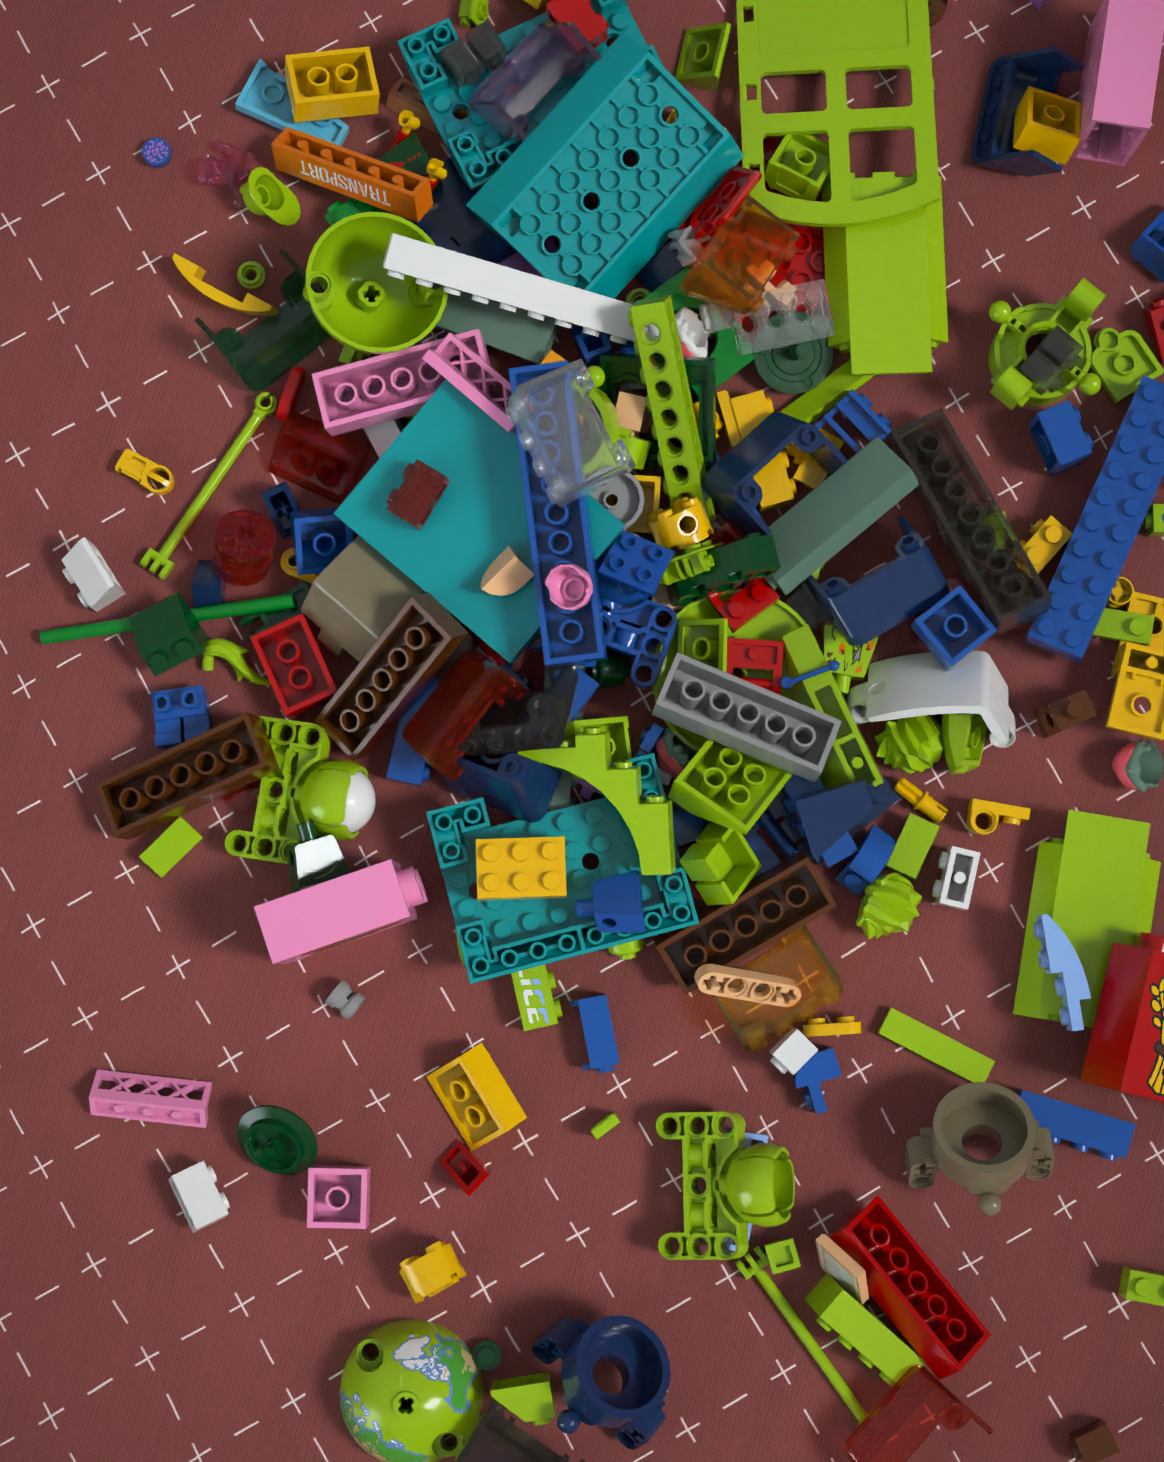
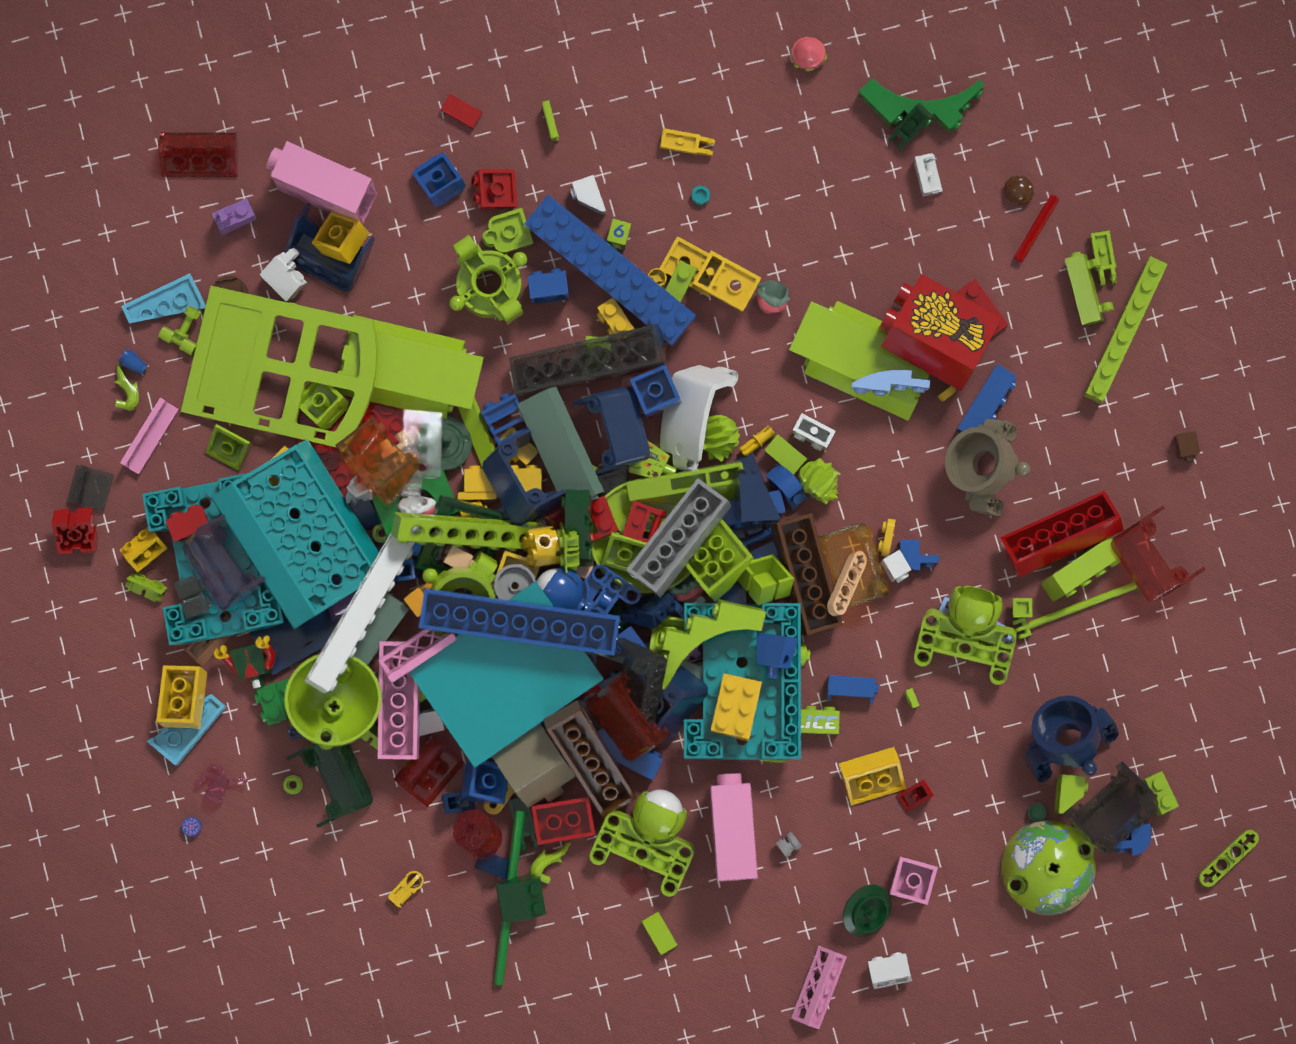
camera: 80 degrees left, 0 degrees up
(92, 575) = (467, 940): white slope -> none
(161, 557) = (466, 892): lime hinge -> none
(173, 707) = (567, 904): blue hips -> none
(187, 776) = (618, 908): reddish brown brick -> none
(250, 304) = (281, 822): yellow slope -> none
(270, 197) = (245, 757): lime piece -> none
(291, 393) = (381, 778): red tile -> none
(314, 858) = (695, 838): torso -> none
(352, 174) = (248, 698): orange brick -> none
(417, 494) = (479, 708): clear red brick -> none
(432, 1271) = (976, 832): yellow brick -> none
(506, 574) = (546, 665): light nougat brick -> none
(566, 434) = (474, 601): clear windscreen -> none
(569, 586) = (570, 625): bright pink hair -> none
(629, 708) = (650, 611): none -> dark blue plate
(636, 563) = (562, 580): blue hinge -> none
(726, 199) = (335, 459): red tile -> none
(788, 682) = (661, 505): blue hinge -> none
(842, 1268) = (1039, 572): light nougat tile -> none
(935, 1046) = (916, 475): lime tile -> none
(963, 741) = (728, 404): lime slope -> none
(968, 62) = (283, 277): none -> white hinge
(992, 810) = (781, 386): yellow plate -> none
(1050, 360) = (496, 272): clear smoke piece -> none
(1065, 713) = (726, 333): reddish brown torso -> none
(1069, 1060) = (946, 393): none -> yellow tile

